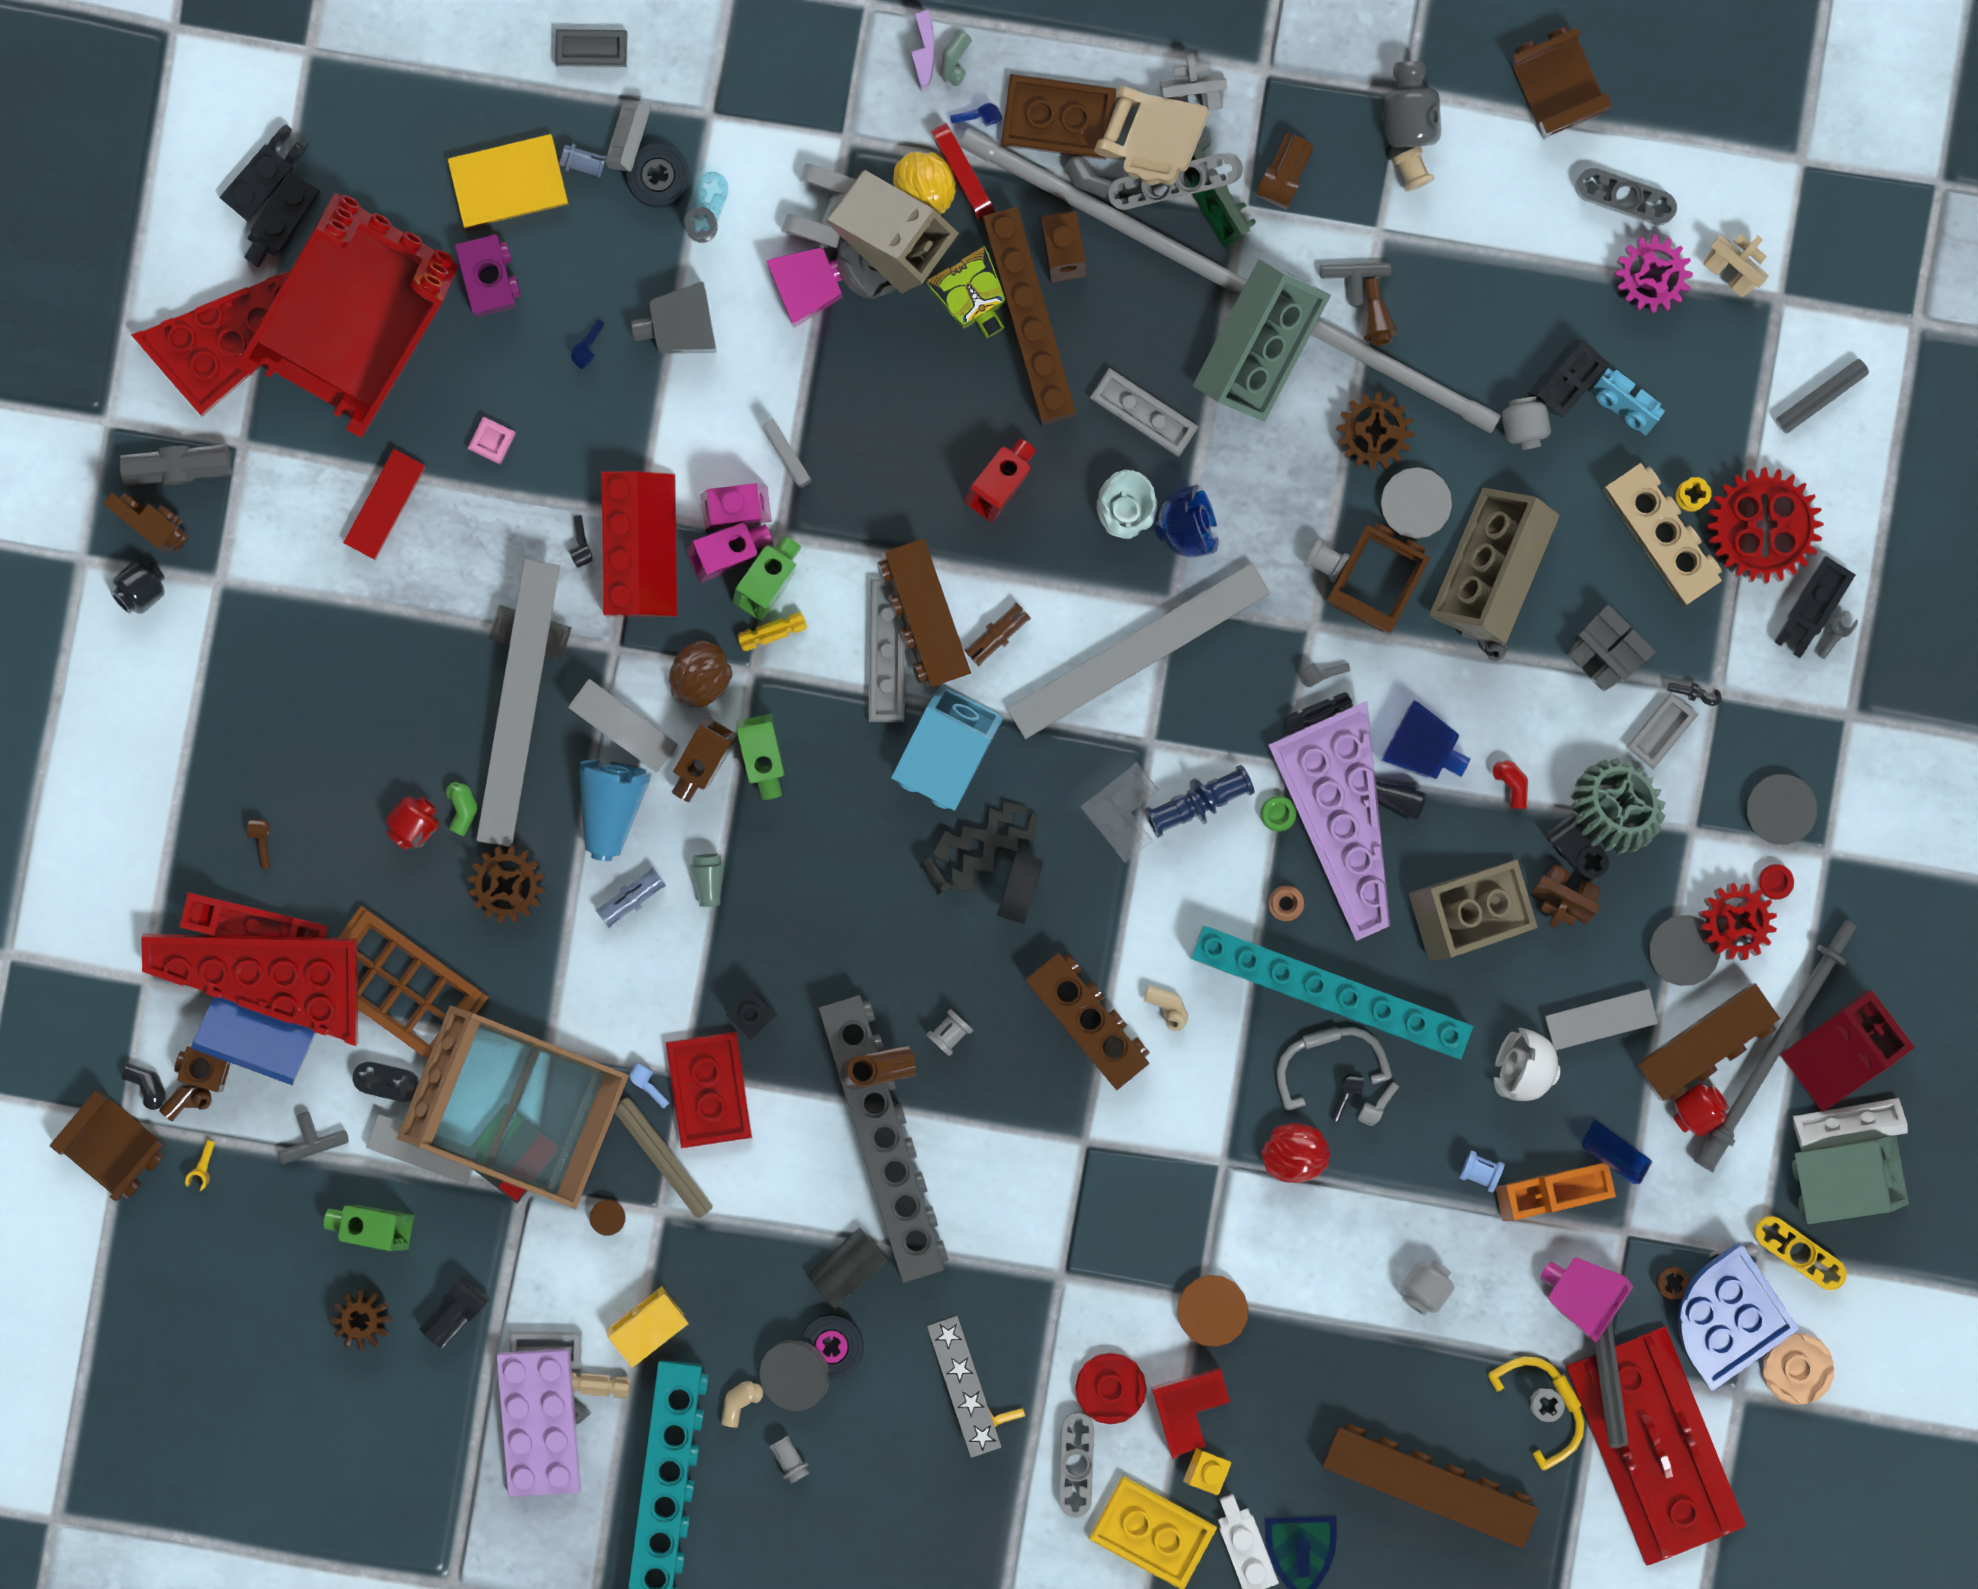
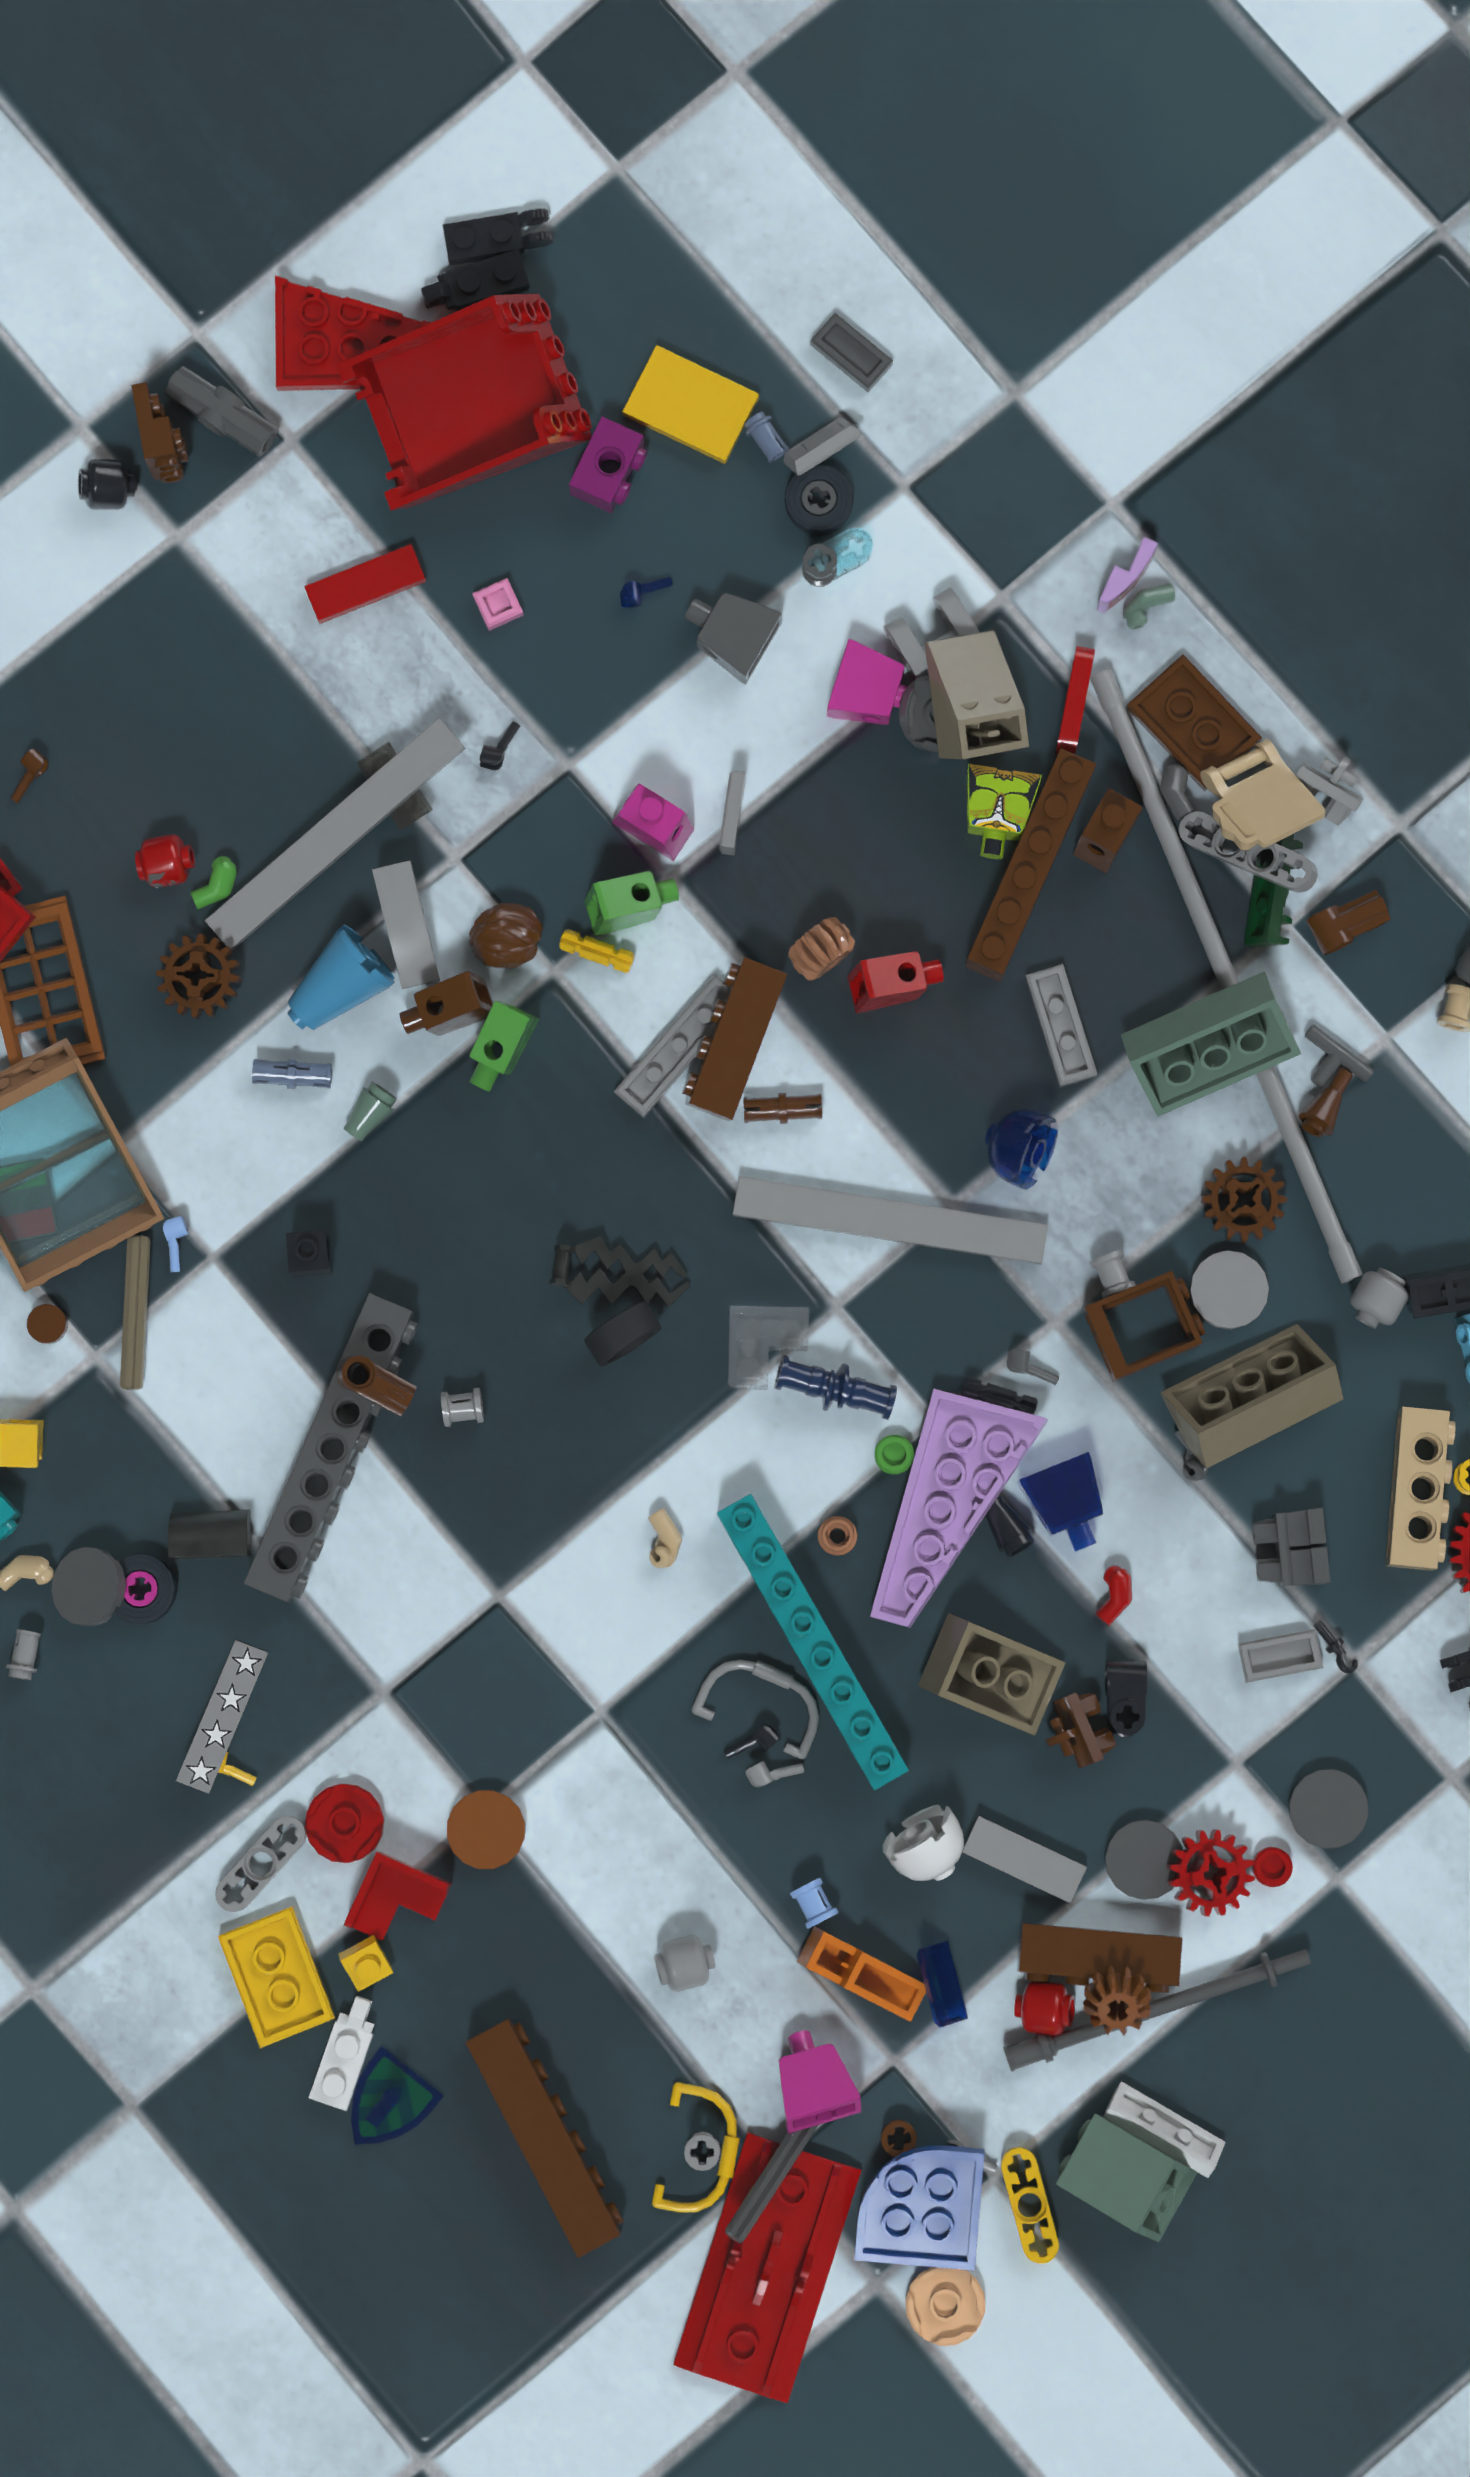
camera: 45 degrees right, 5 degrees down
(639, 544) = (546, 787): red slope -> none
(708, 1090) = (221, 1288): red tile -> none
(713, 557) = (599, 845): dark pink torso -> none
(926, 179) = (1040, 683): yellow hair -> none
(931, 499) = (821, 948): none -> nougat gear
(947, 747) = (660, 1166): medium azure slope -> none
(988, 112) = (1138, 669): clear blue hand -> none
(1116, 1069) = (578, 1432): reddish brown brick -> none
(1126, 504) = (982, 1087): light aqua hair -> none
(1295, 1153) = (668, 1754): red hair -> none
(1606, 810) = (1175, 1681): sand green gear -> none
(1747, 1064) = (1104, 2001): none -> dark orange gear
(1847, 1050) = (1214, 2062): dark red slope -> none

